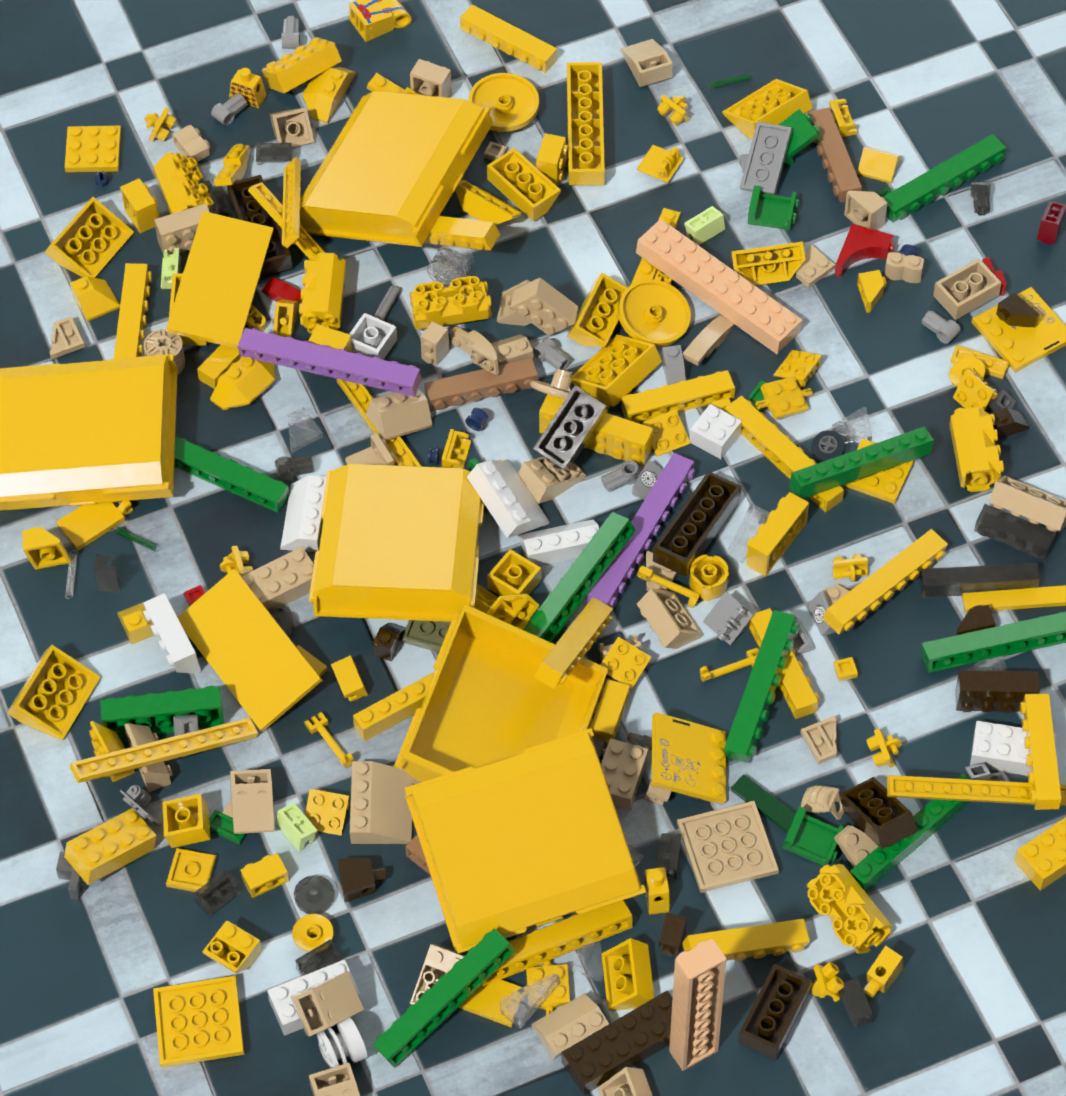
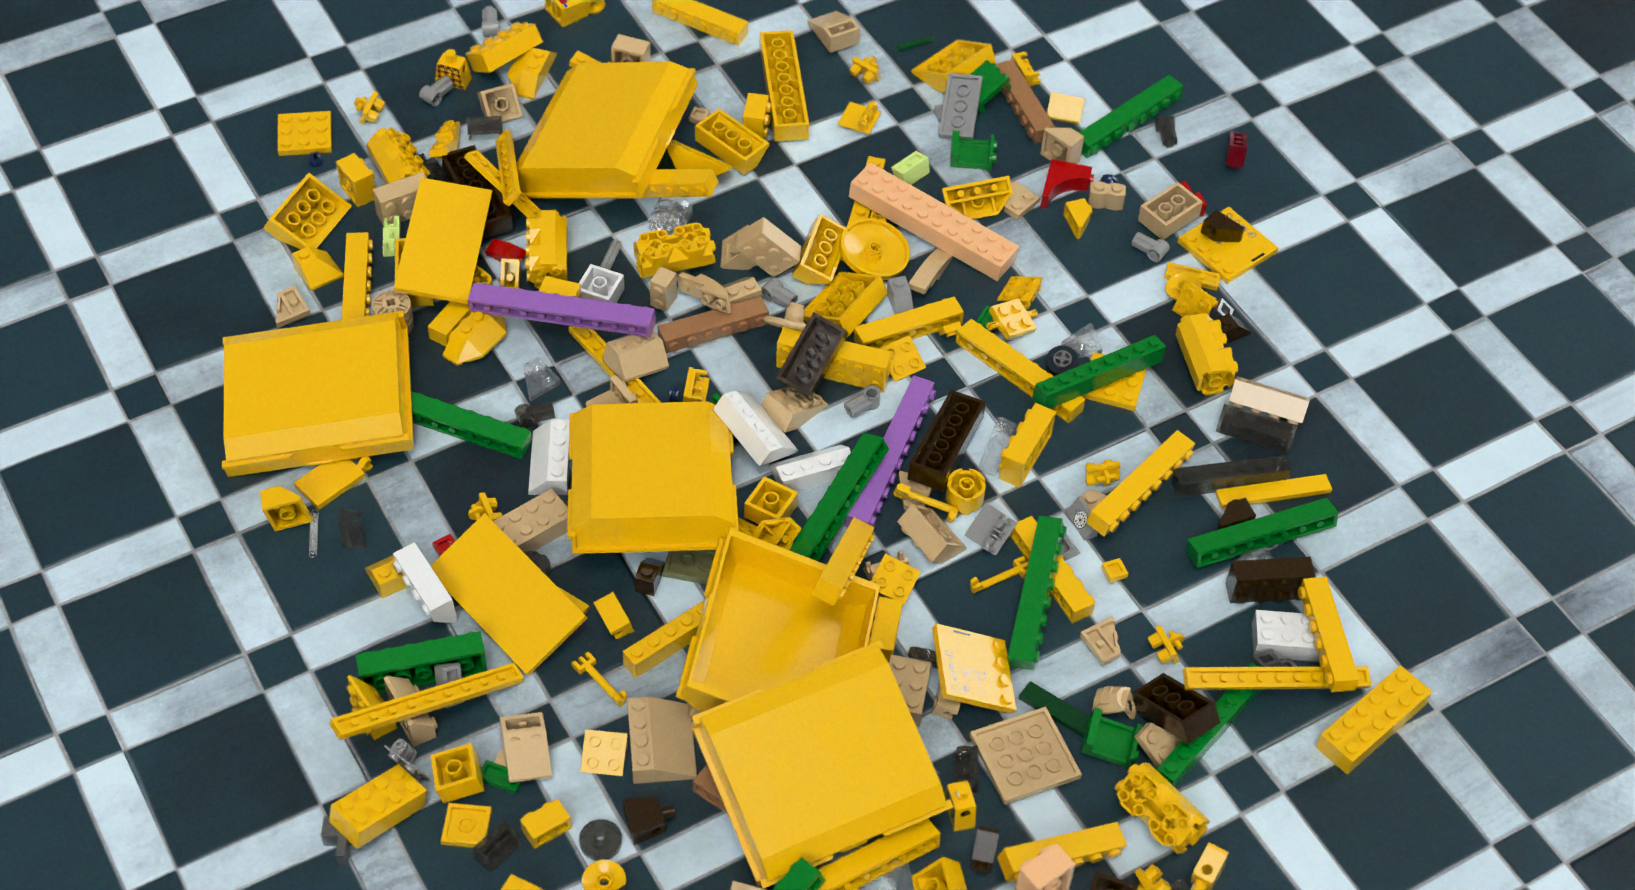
camera: 10 degrees left, 5 degrees down
(54, 693) = (304, 653): yellow slope -> none
(137, 540) = (379, 494): green piece -> none
(190, 143) = (402, 121): tan brick -> none
(295, 826) = (573, 769): yellowish green hinge -> none
(477, 419) = (713, 357): dark blue wheel -> none
(510, 98) = (714, 68): yellow dish -> none
(646, 480) = (889, 404): light grey slope -> none
(715, 431) = (950, 354): white brick -> none

